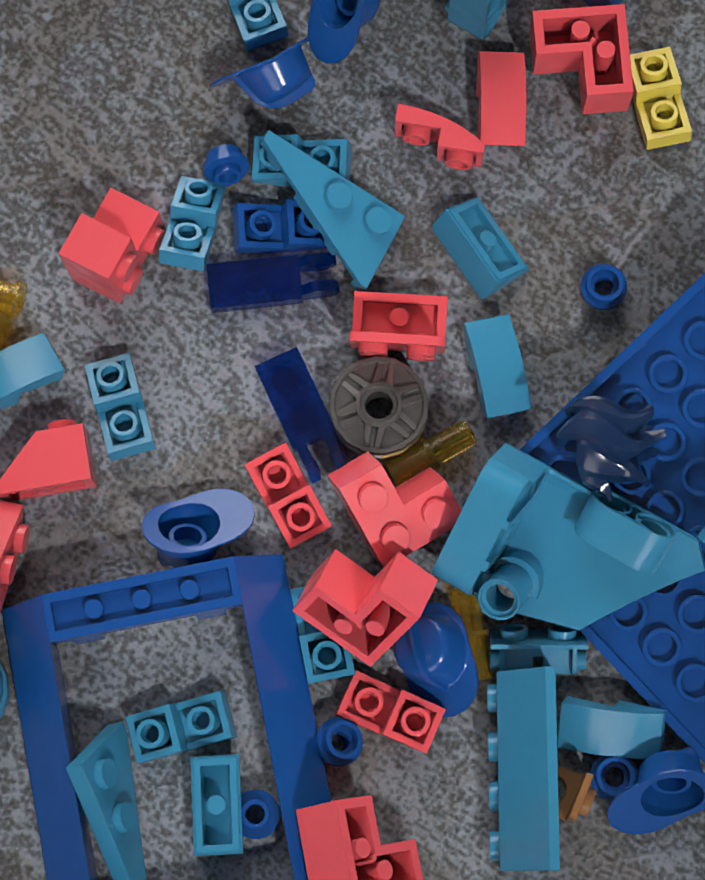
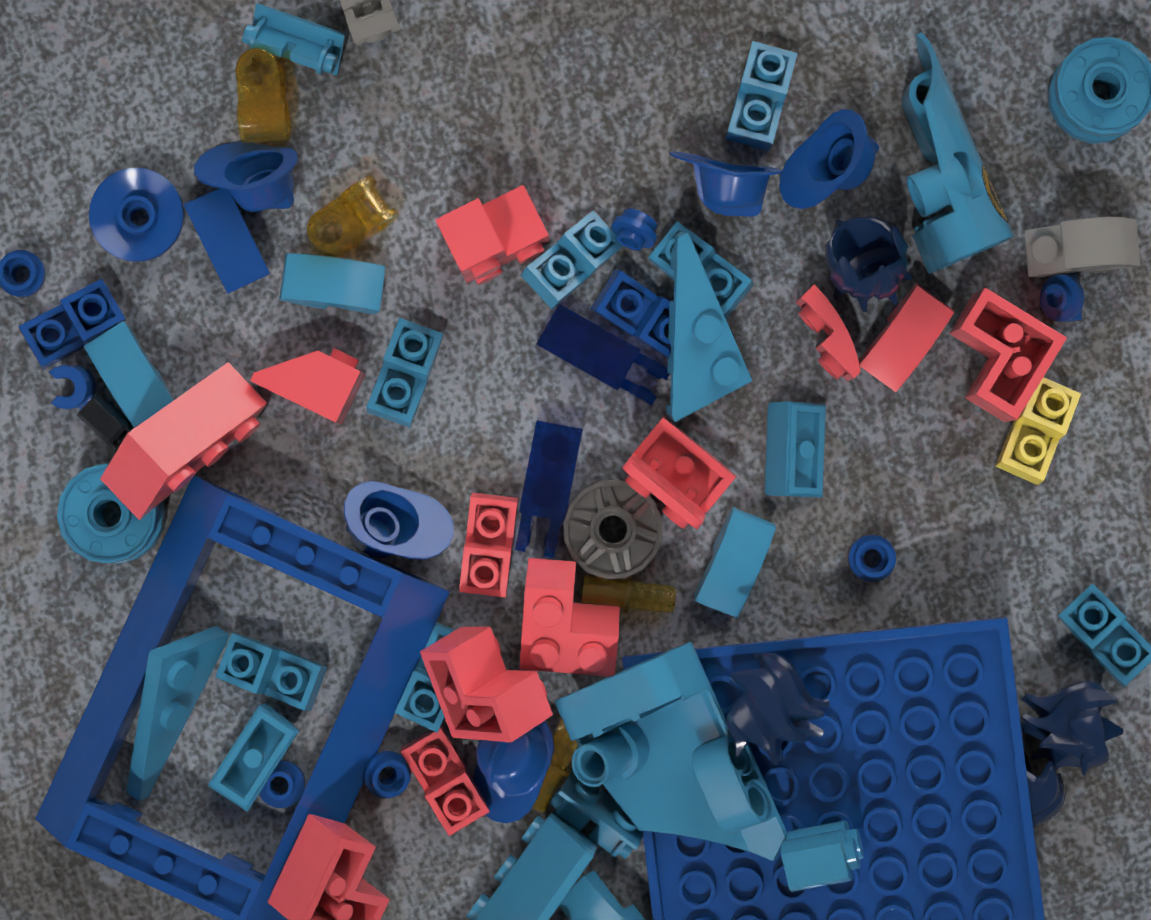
camera: 30 degrees right, 10 degrees up
(426, 56) = (866, 259): none -> dark blue hair

